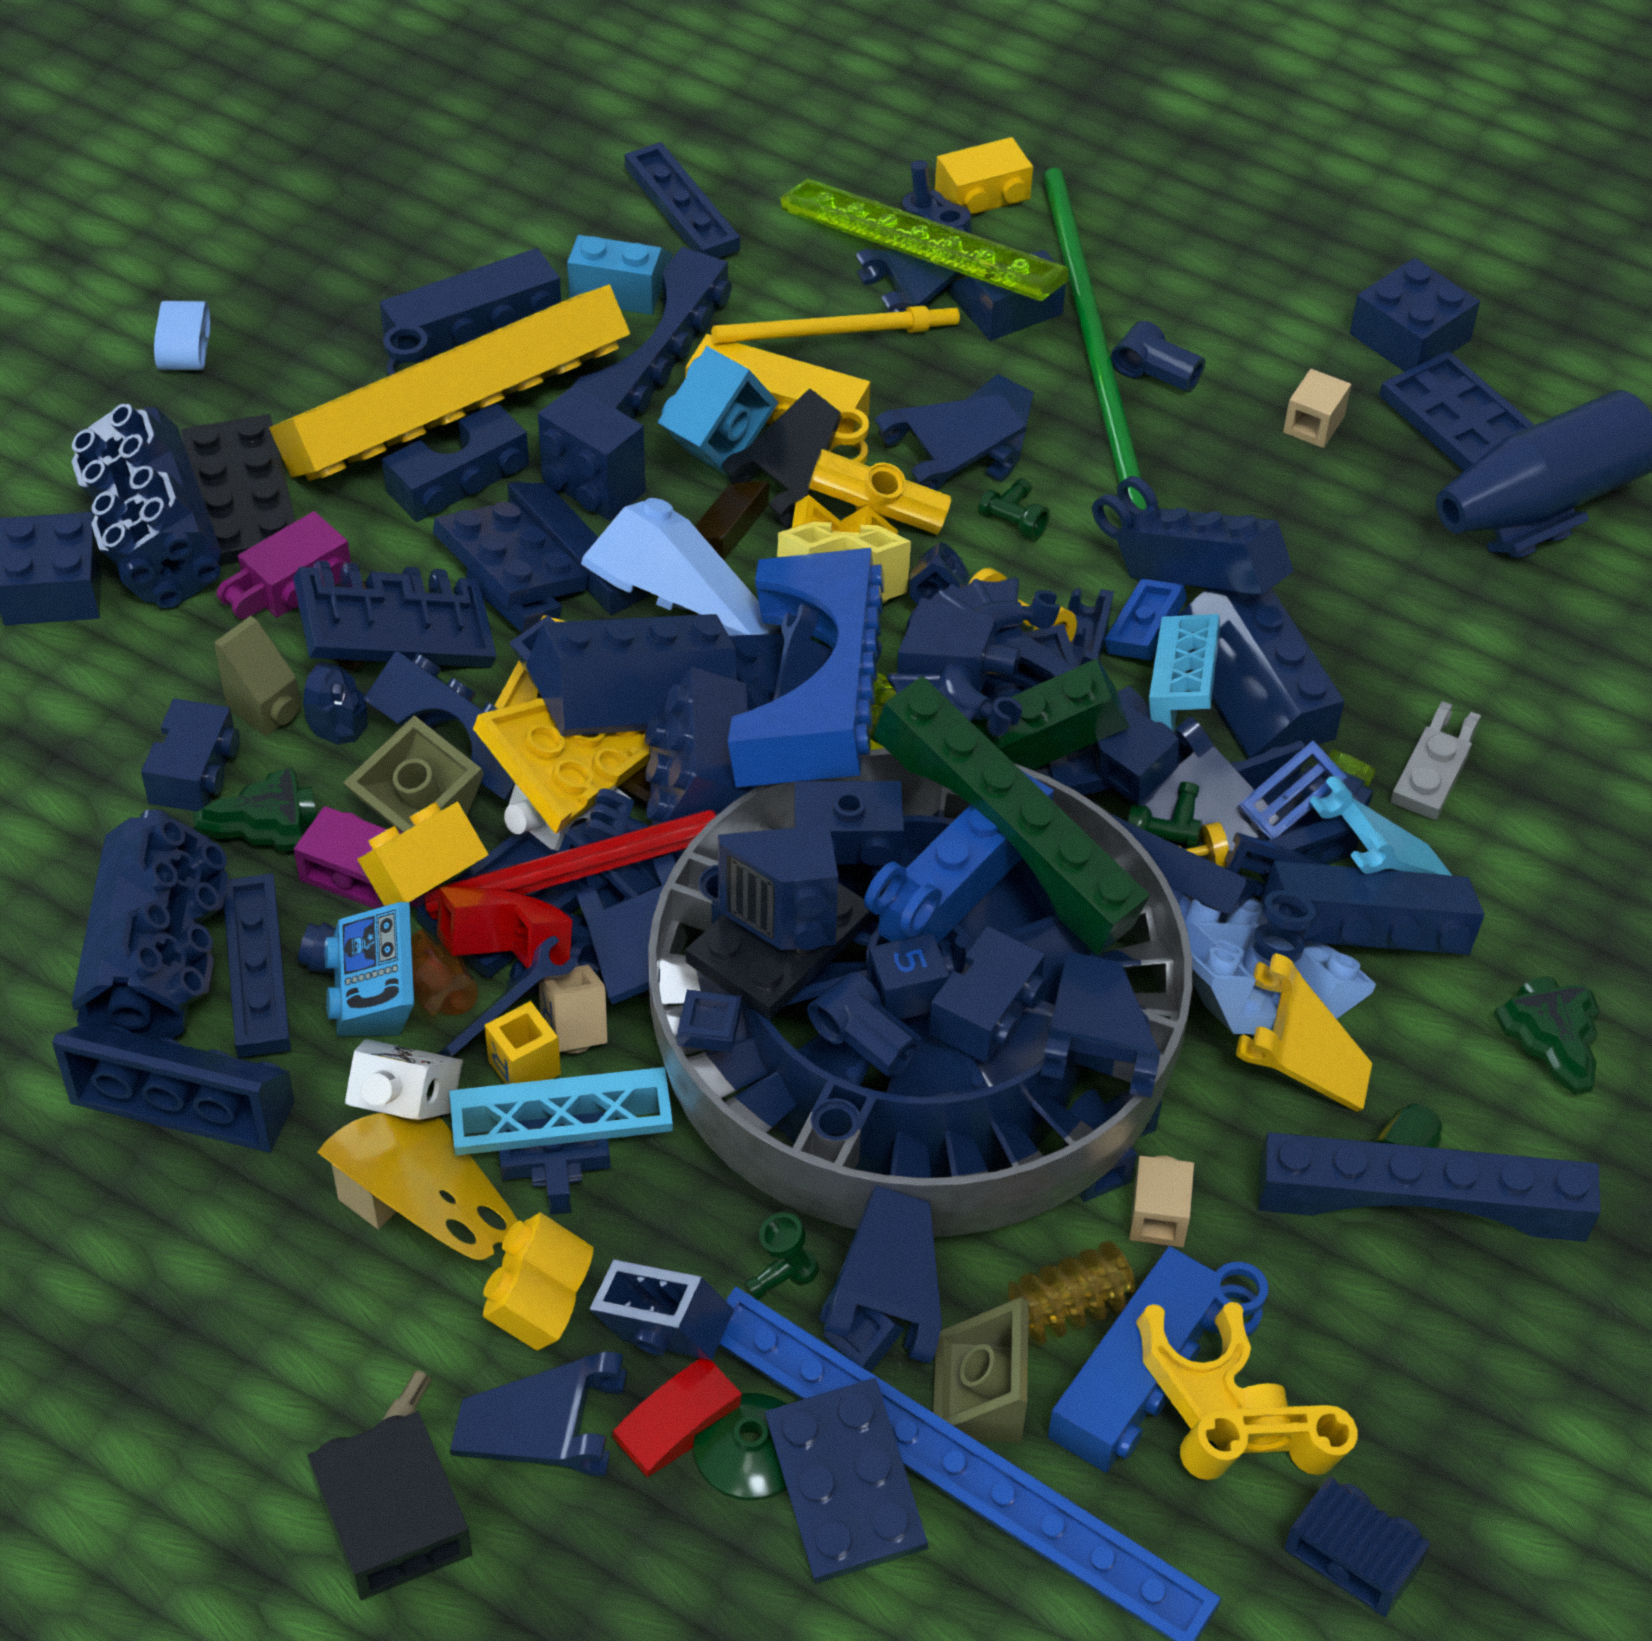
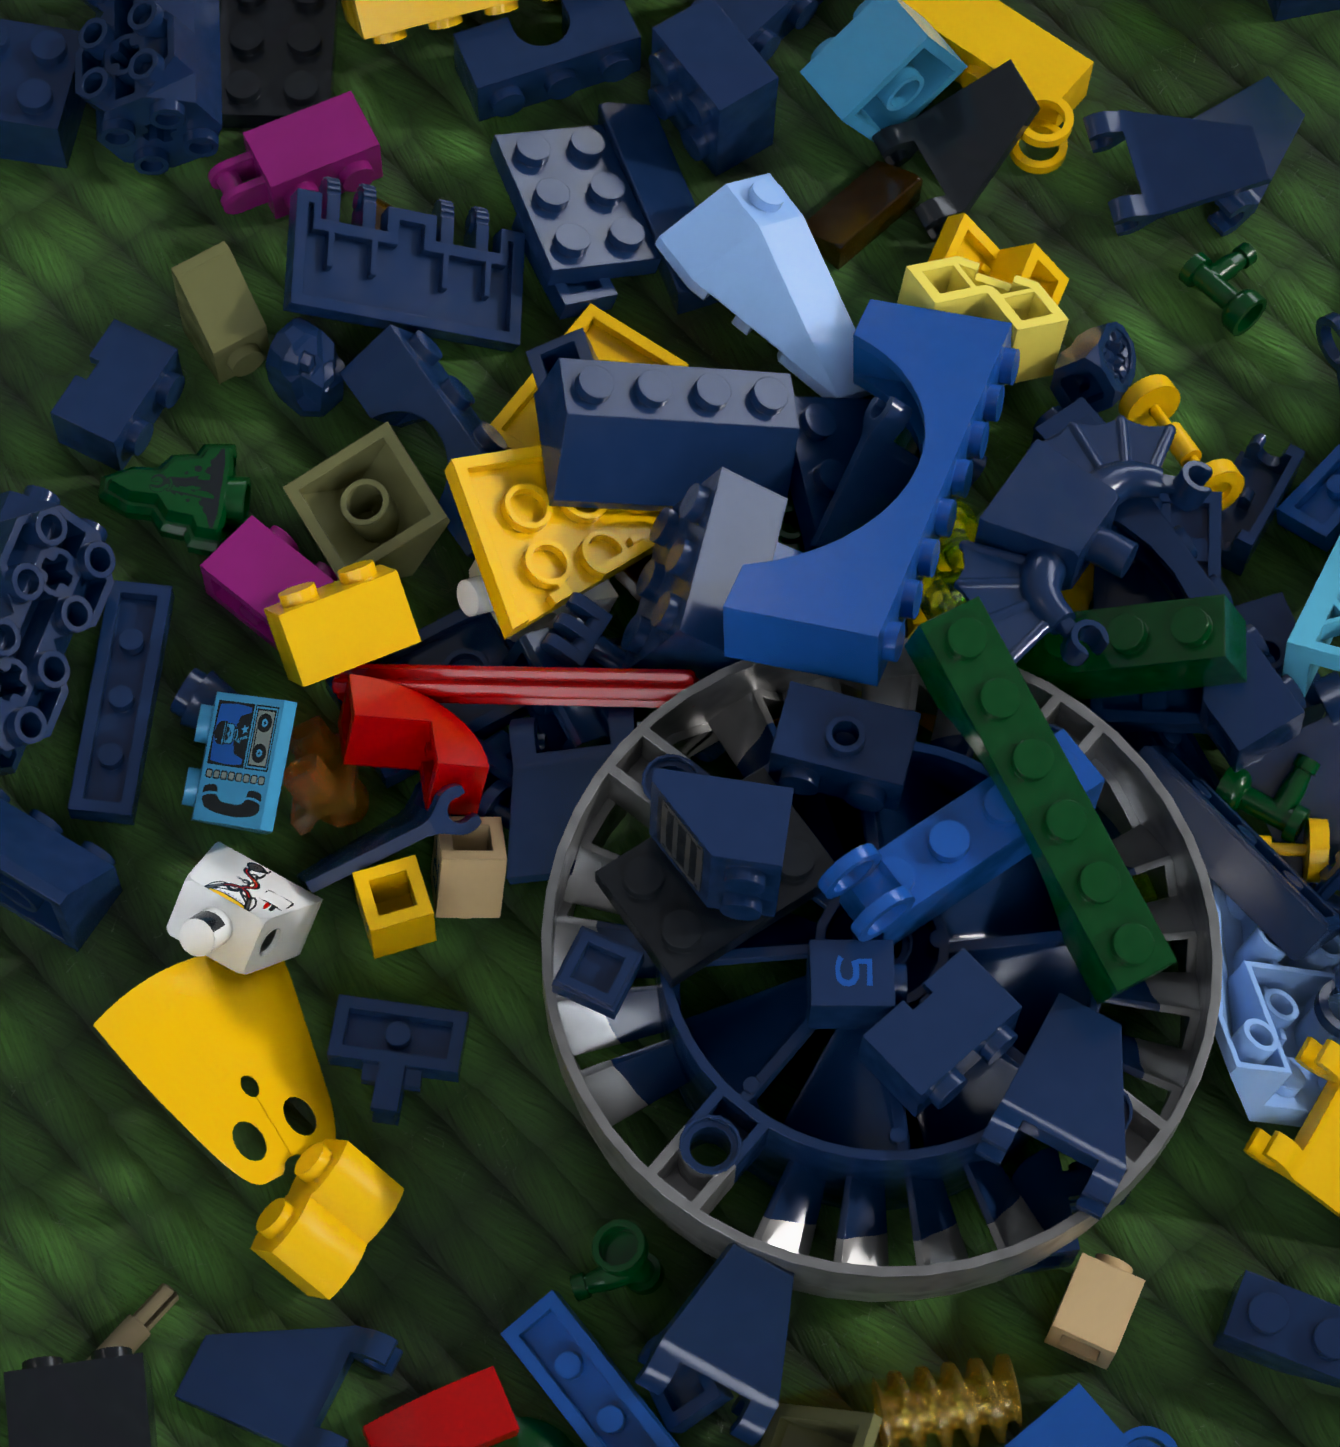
camera: 15 degrees right, 15 degrees up
(614, 1093) = (418, 986): medium azure fence -> none
(662, 1310) = (454, 1303): dark blue brick -> none
(855, 1014) = (772, 1020): dark blue piece -> none
(860, 486) = (1090, 246): yellow piece -> none

